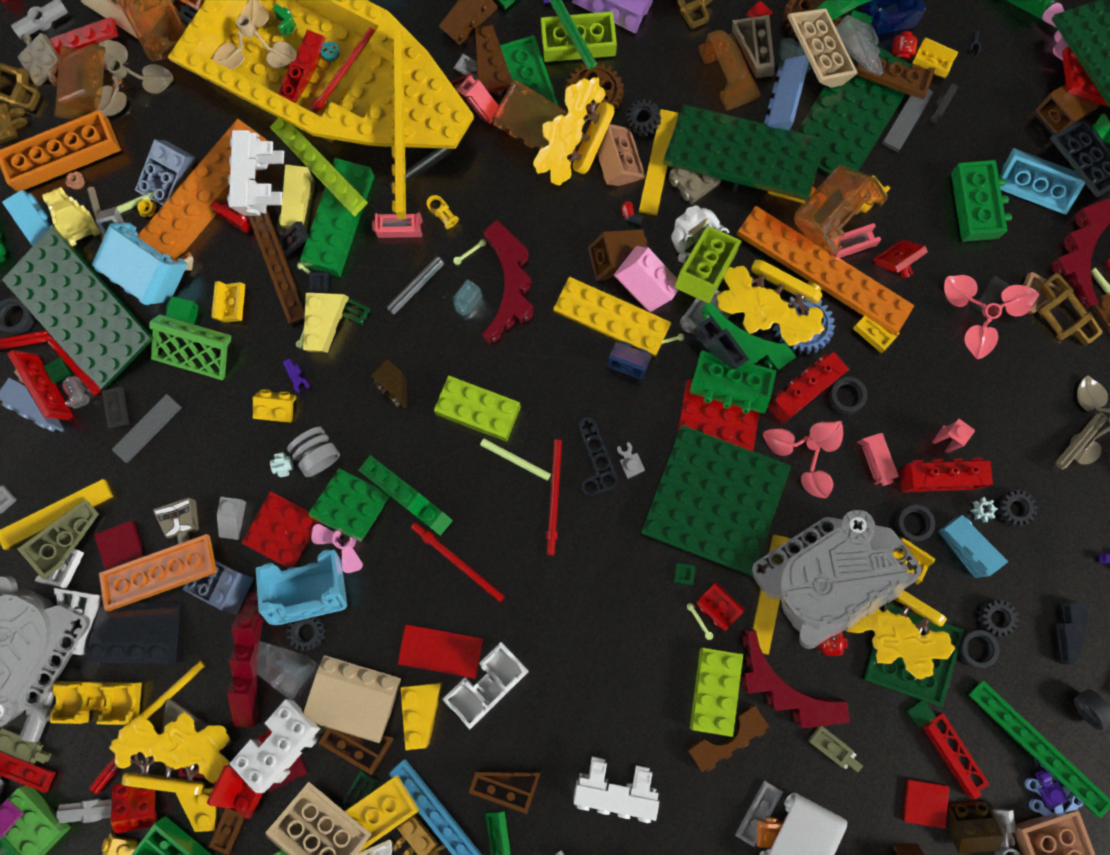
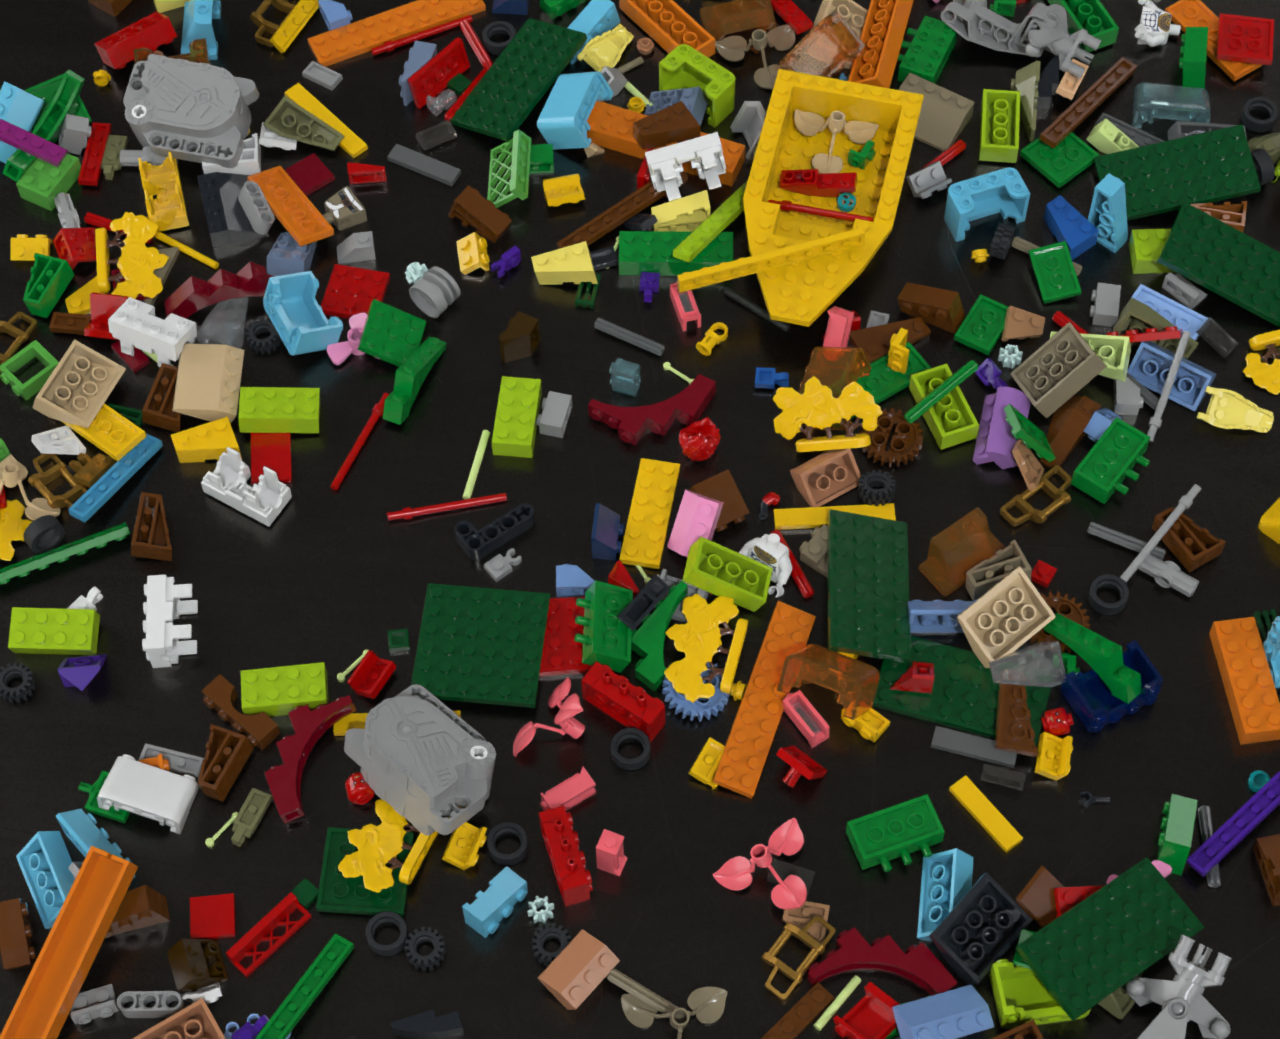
camera: 75 degrees right, 20 degrees down
(134, 137) = (689, 68): none -> lime windscreen
(136, 609) = (256, 207): none -> light grey beam
(139, 490) = (365, 173): none -> red slope
(197, 179) = (666, 126): none -> reddish brown wedge
(219, 105) = (750, 123): none -> light grey panel
(231, 386) = (480, 214): none -> reddish brown wedge
(362, 251) = (648, 284): none -> dark purple plate
(404, 633) = (279, 410): none -> lime brick
(484, 373) = (555, 414): none -> light grey brick
(500, 175) = (768, 378): none -> blue plate
(518, 54) = (898, 352): none -> yellow bracket
(553, 250) = (699, 439): none -> red hair
(667, 402) = (571, 581): none -> medium blue slope
(681, 359) = (620, 577): none -> red slope
(717, 207) = (797, 573): none -> red axle
(777, 764) = (223, 761): none -> reddish brown wedge
(841, 138) = (917, 678): none -> red slope
(848, 791) = (210, 841): none -> yellowish green hinge
(969, 128) = (986, 814): none -> yellow tile
(1052, 490) = (578, 970): none -> nougat slope

